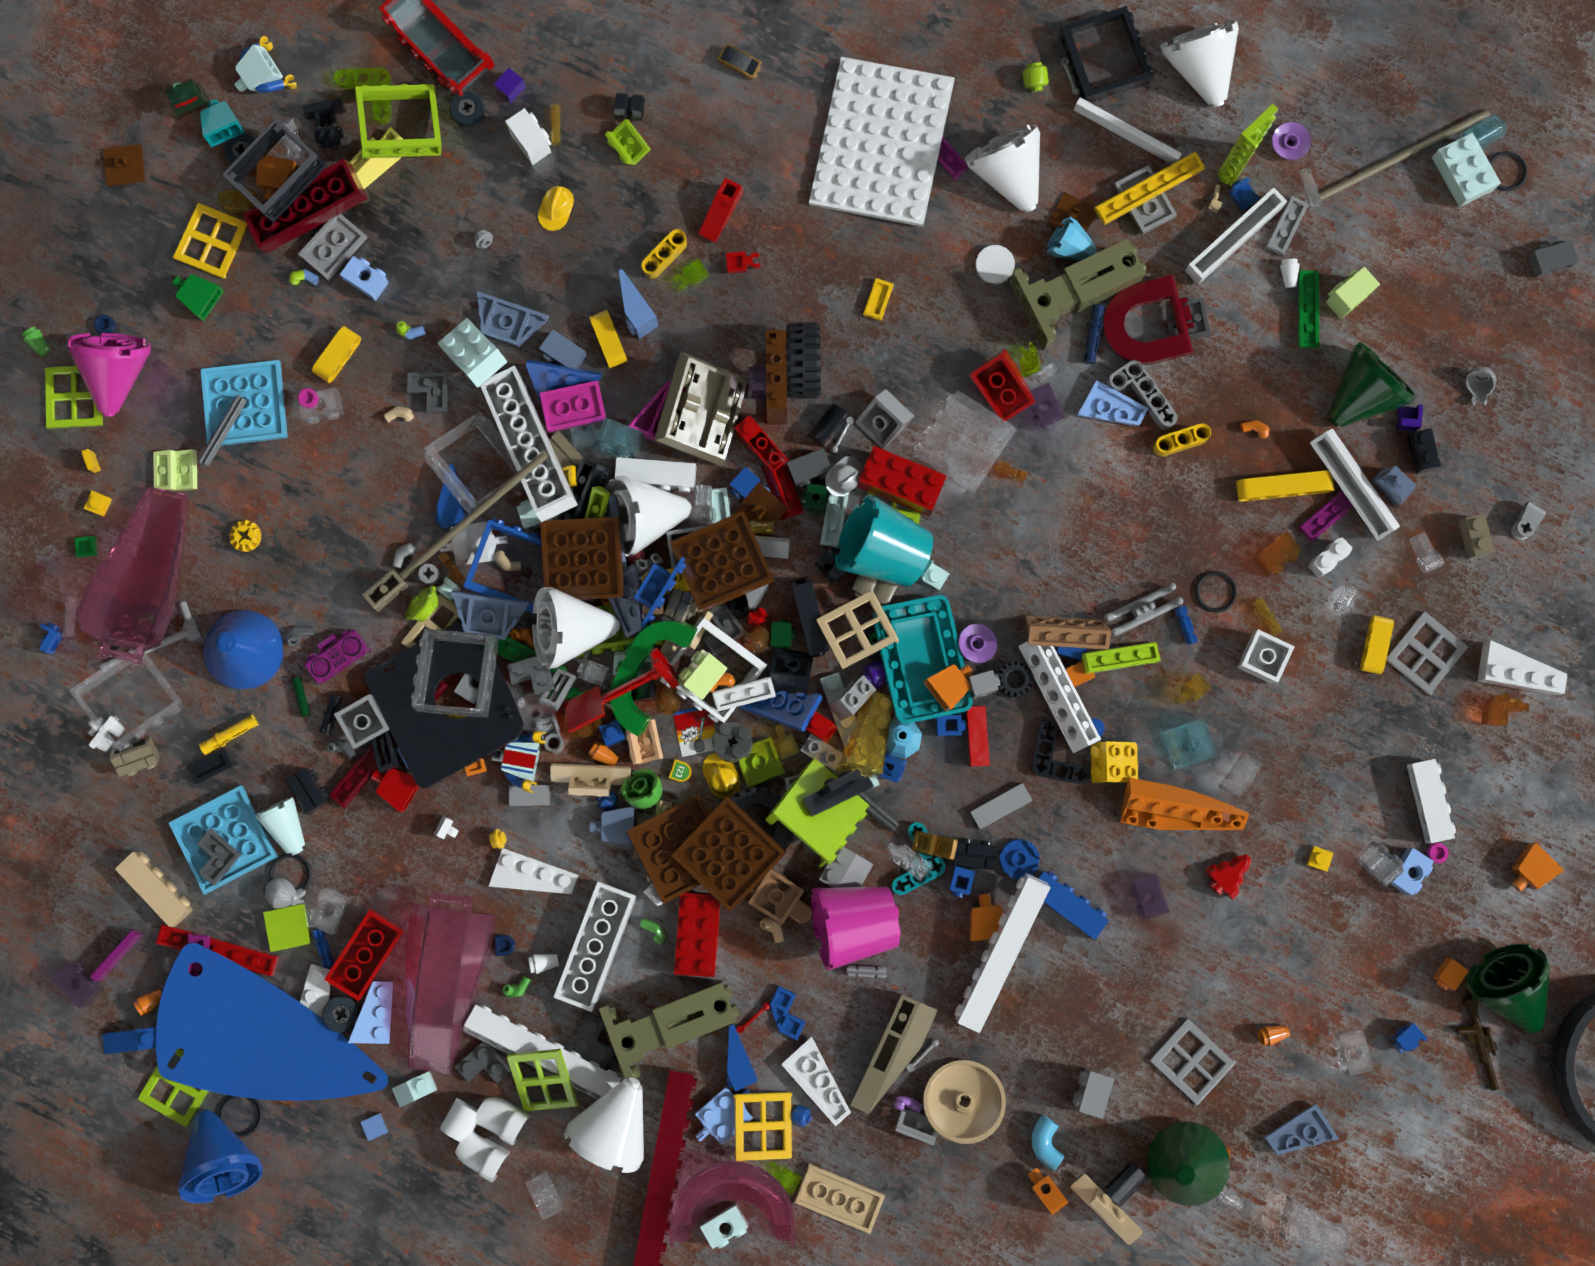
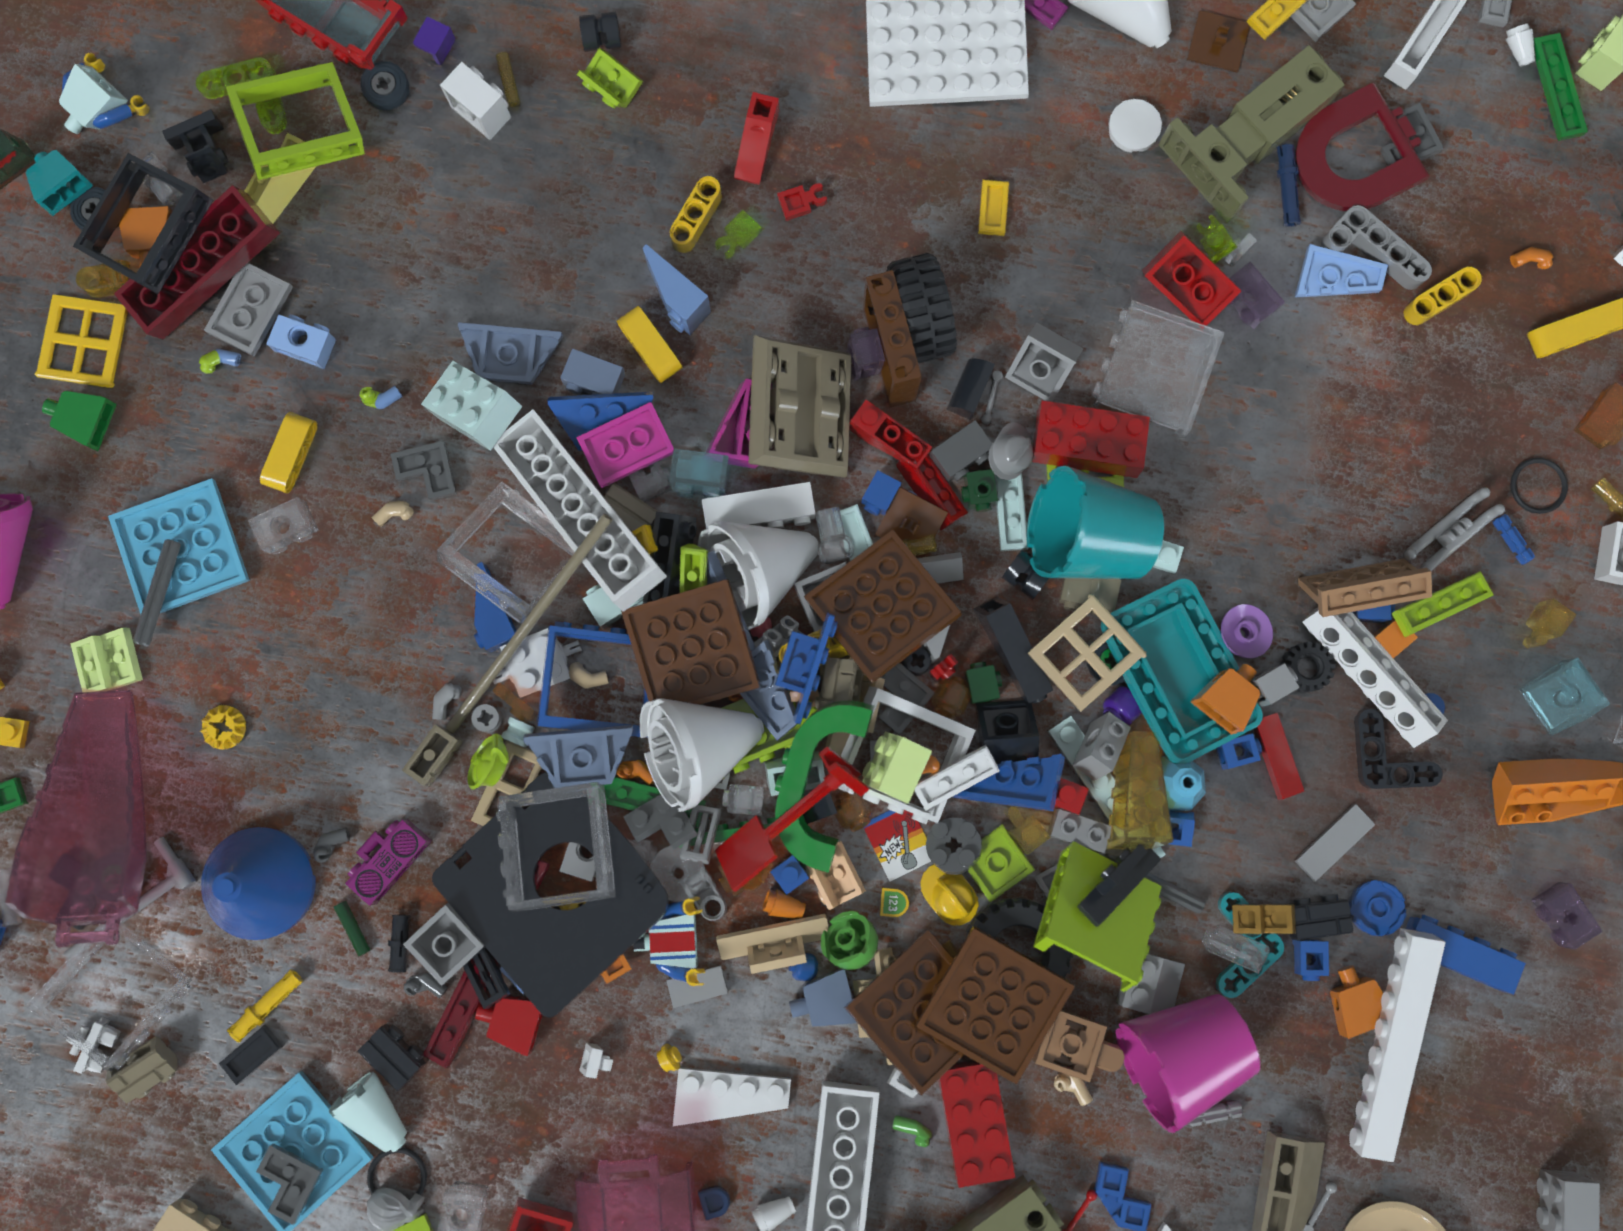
camera: 15 degrees left, 0 degrees up
(308, 398) = (263, 520): dark pink tile -> none
(483, 239) = (448, 252): light grey plate -> none
(555, 208) = (535, 189): yellow piece -> none
(1003, 469) = (1221, 392): clear orange plate -> none
(1071, 242) = (1228, 71): medium azure cone -> none
(1113, 761) = (1468, 747): yellow bracket -> none

